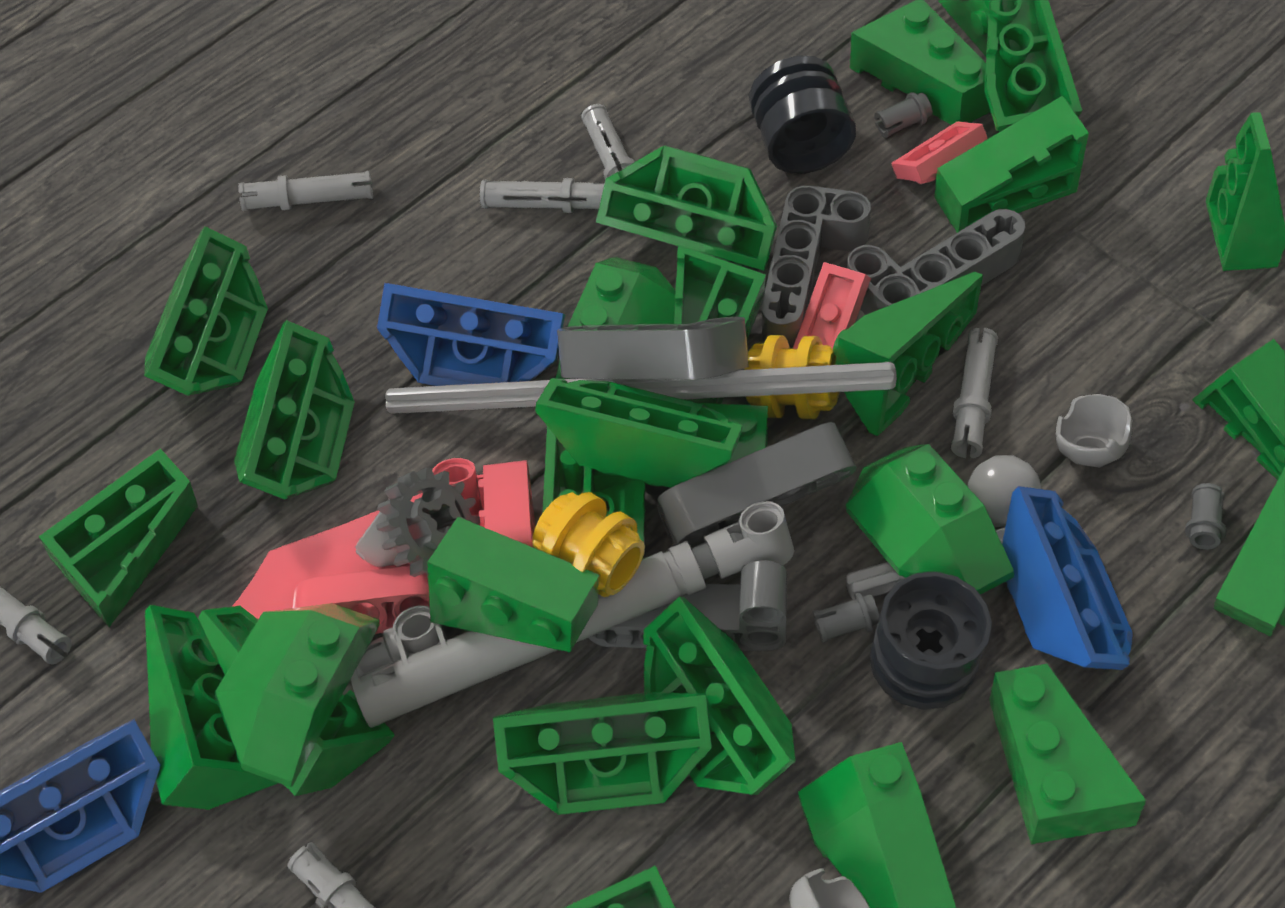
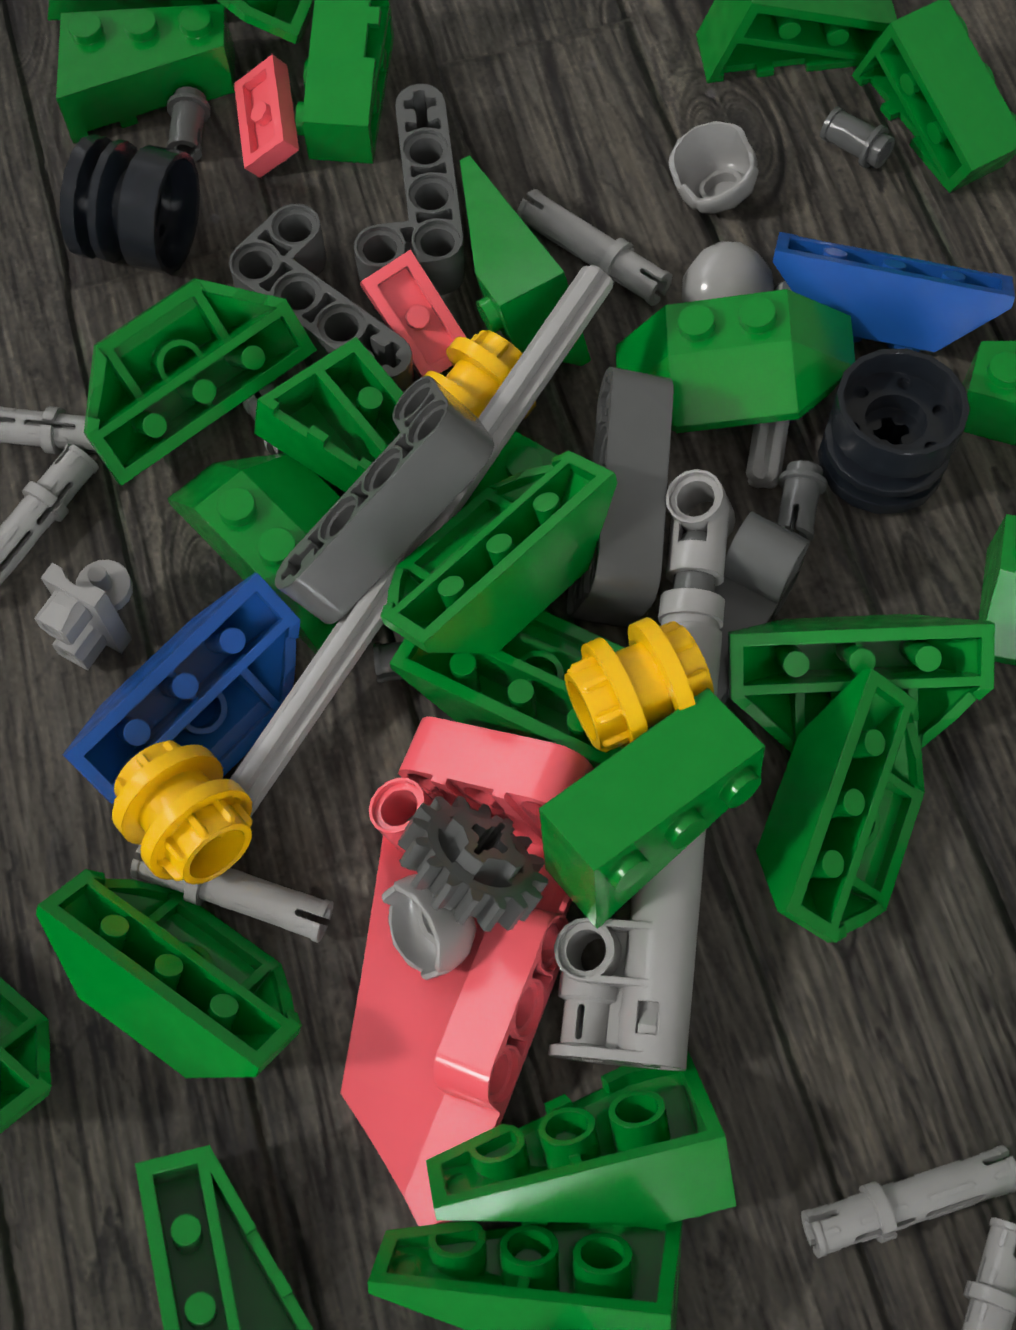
camera: 65 degrees left, 10 degrees up
(289, 684) = (623, 1130): green wedge -> none
(365, 410) = (250, 897): none -> light grey pin
(385, 362) = (182, 812): none -> yellow piece
(494, 251) = (86, 613): none -> light grey hips

